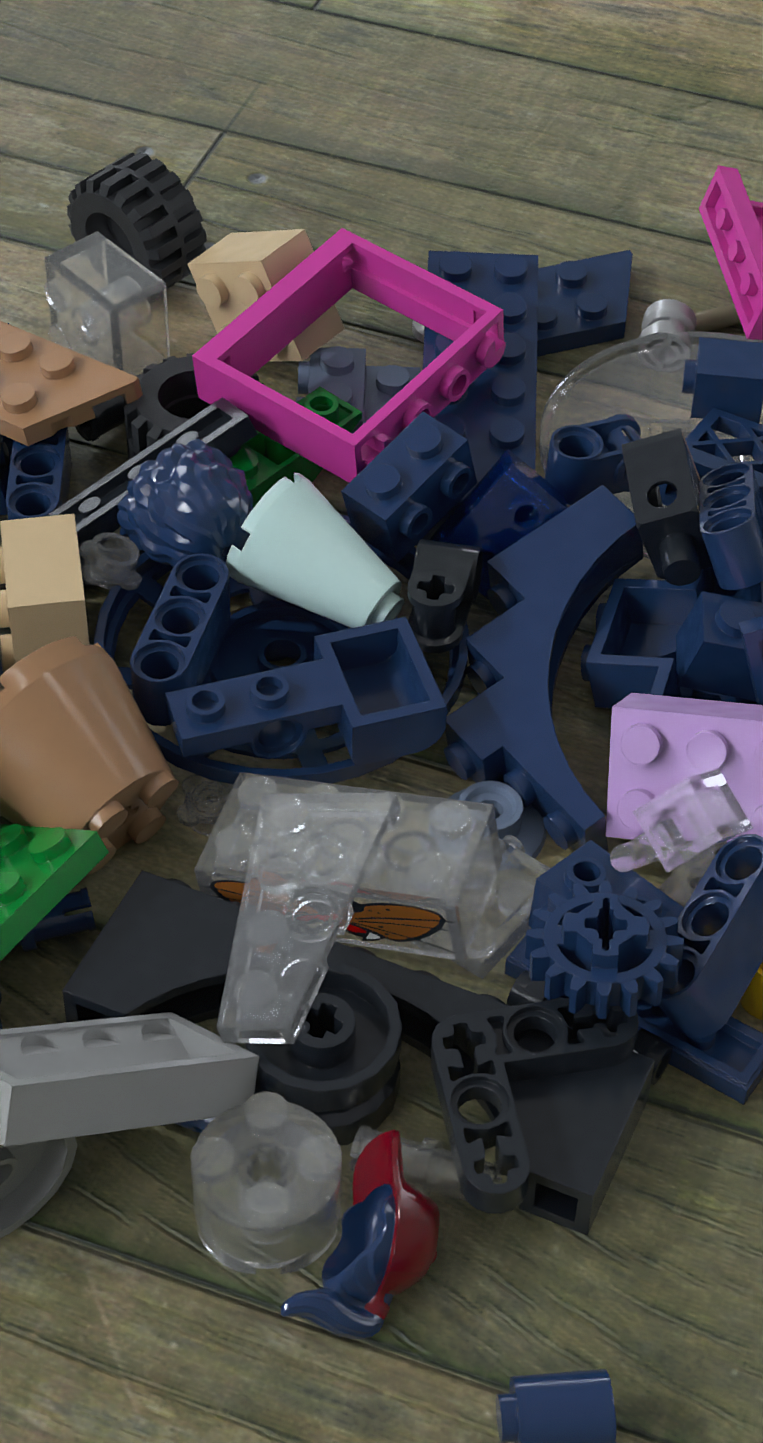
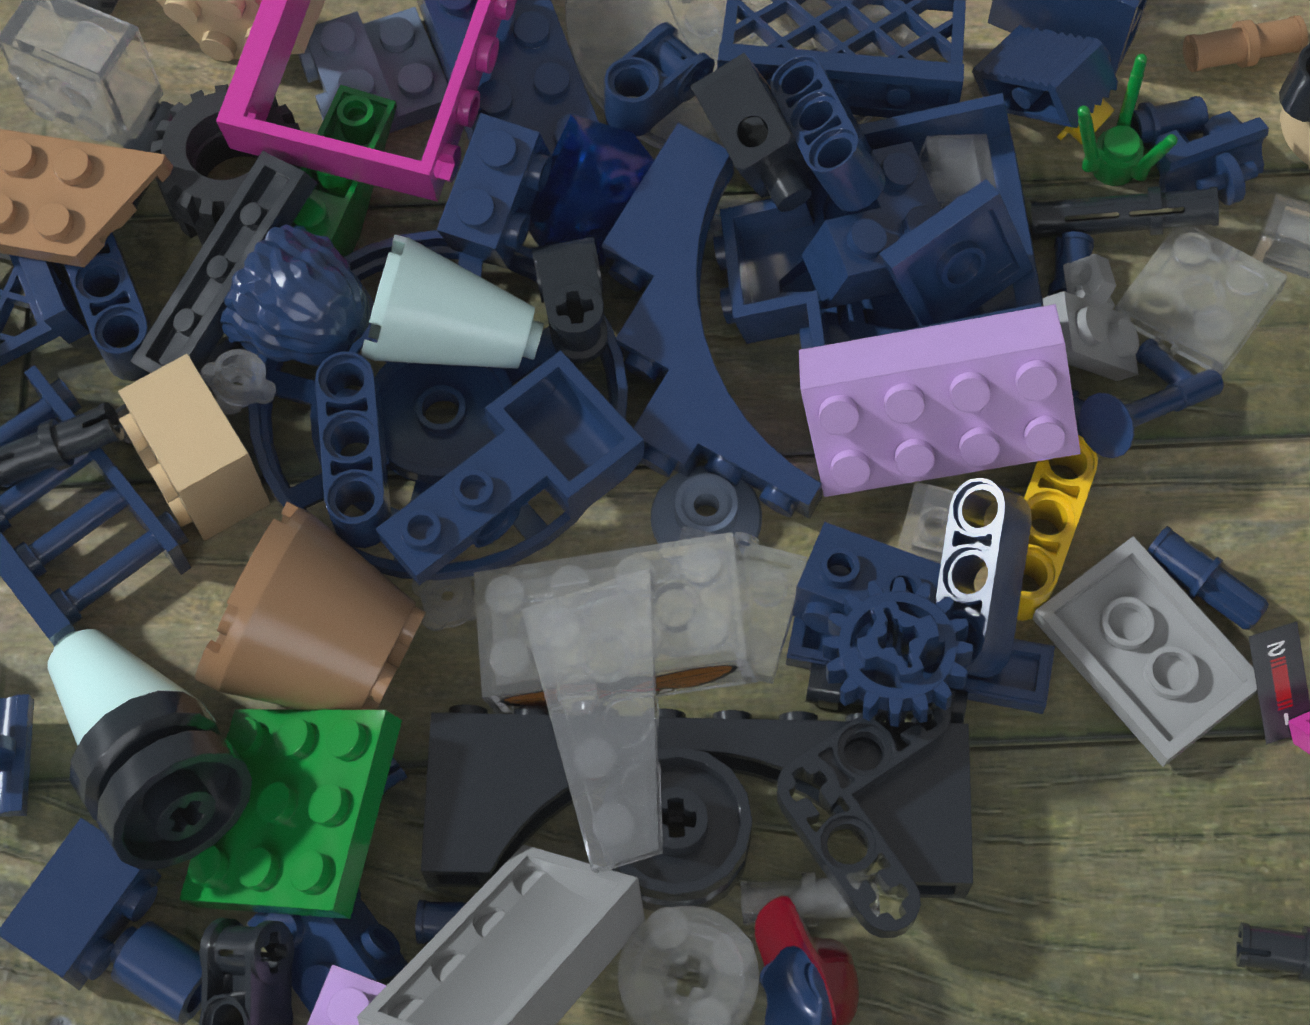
camera: 20 degrees left, 20 degrees up
(684, 824) = (913, 489): clear brick -> none

